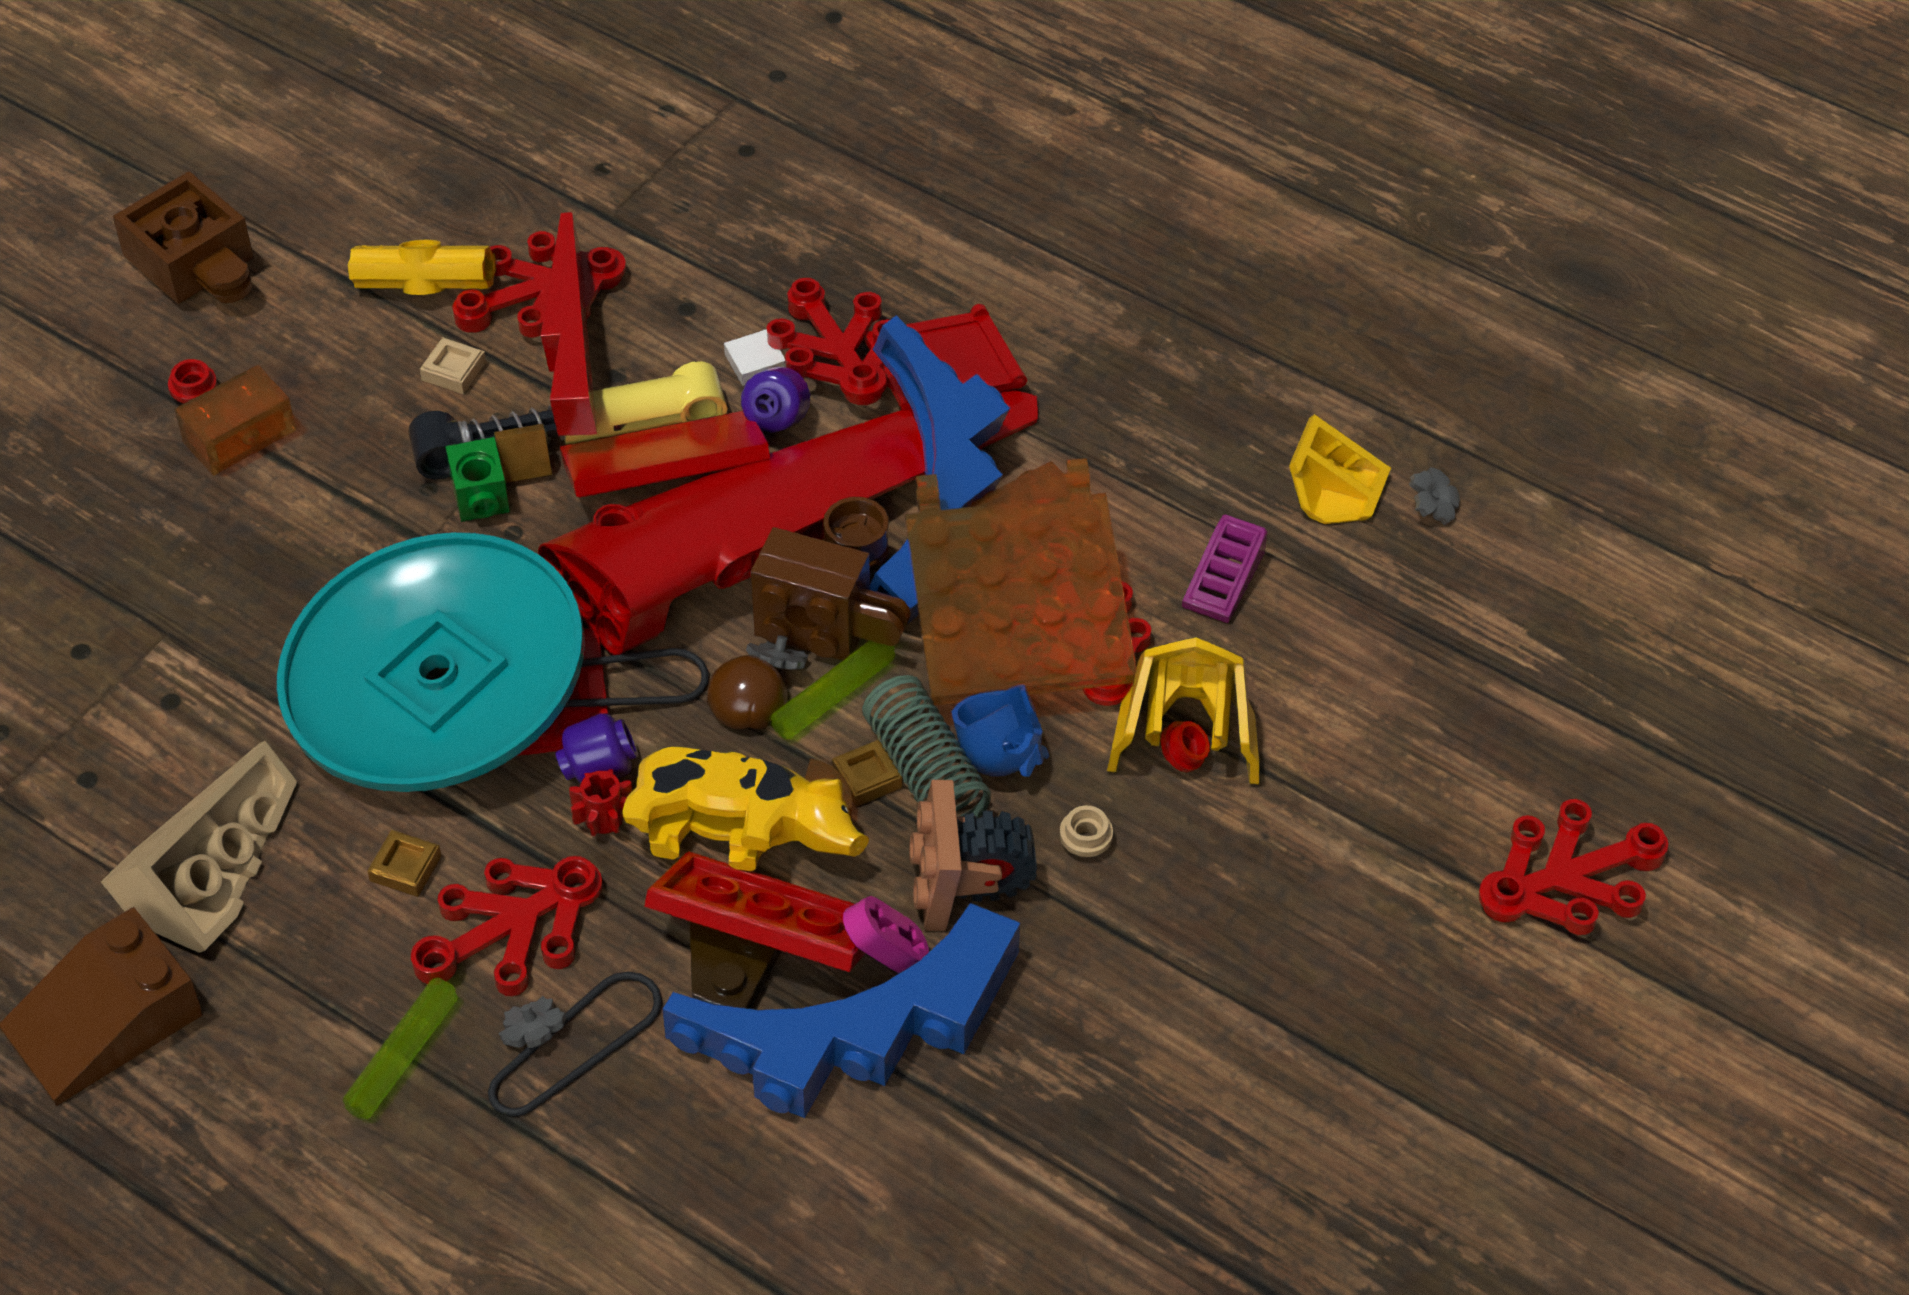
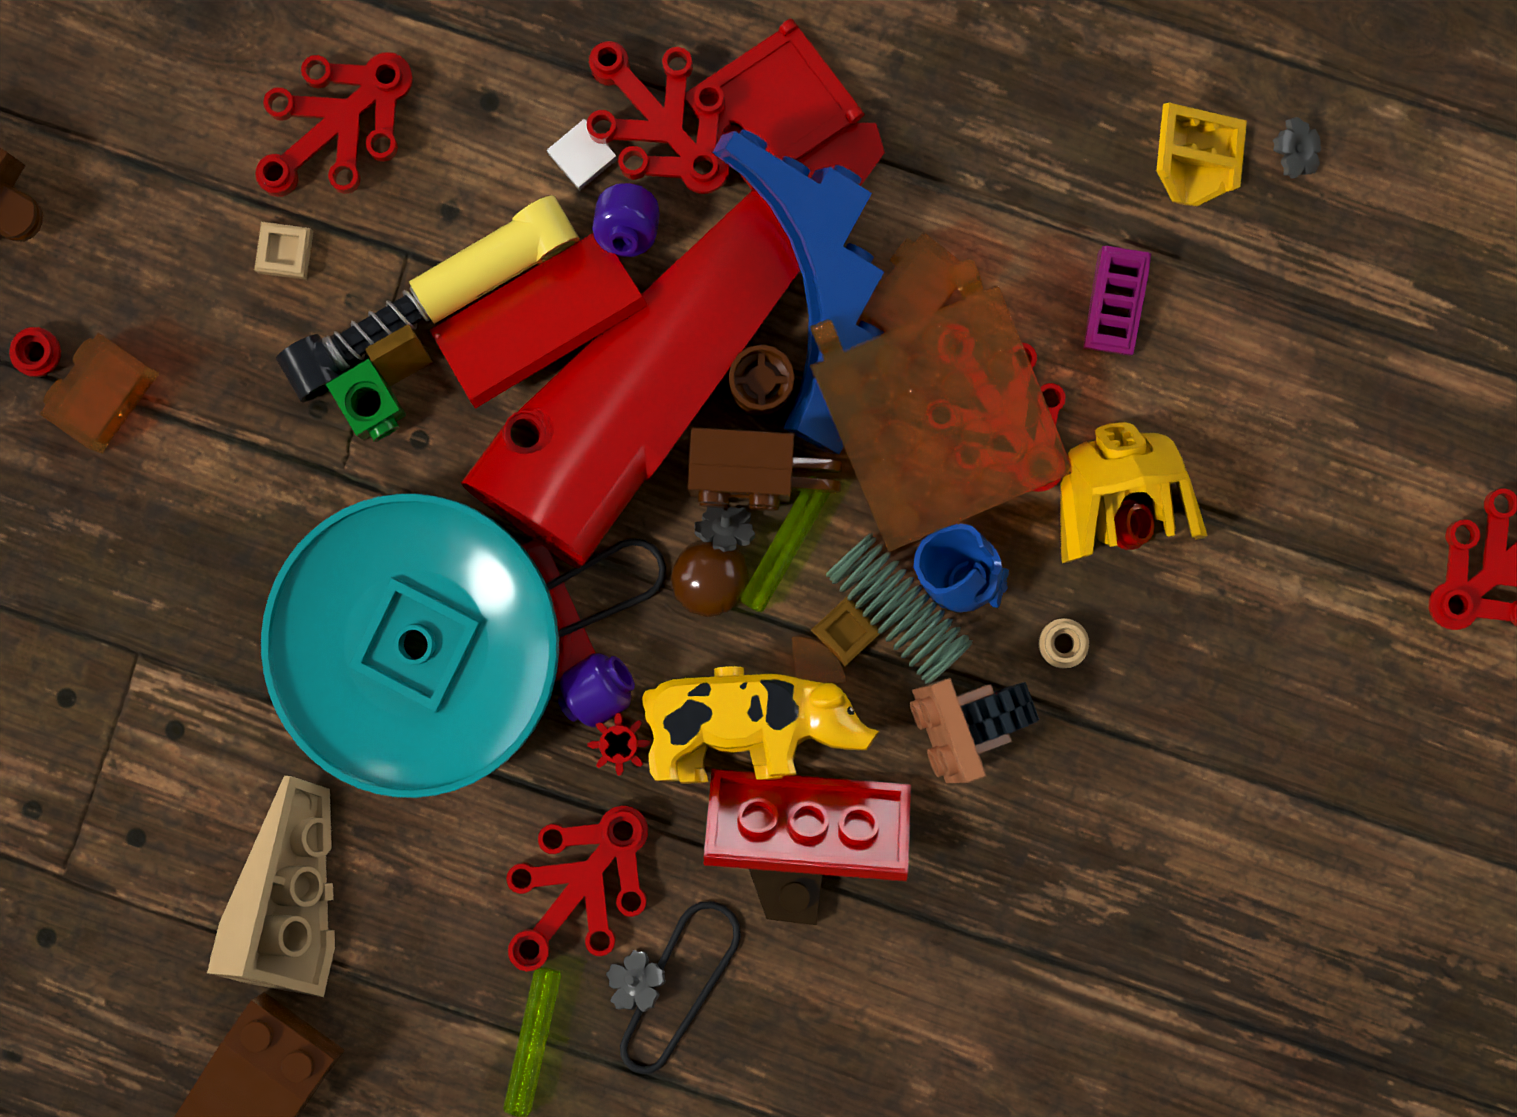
camera: 15 degrees left, 35 degrees up
(404, 863) = (461, 849): pearl gold tile -> none
(422, 267) = (207, 142): yellow piece -> none
(566, 337) = (395, 211): red slope -> none
(864, 1034) = (876, 955): blue arch -> none
(885, 934) = (927, 832): dark pink beam -> none

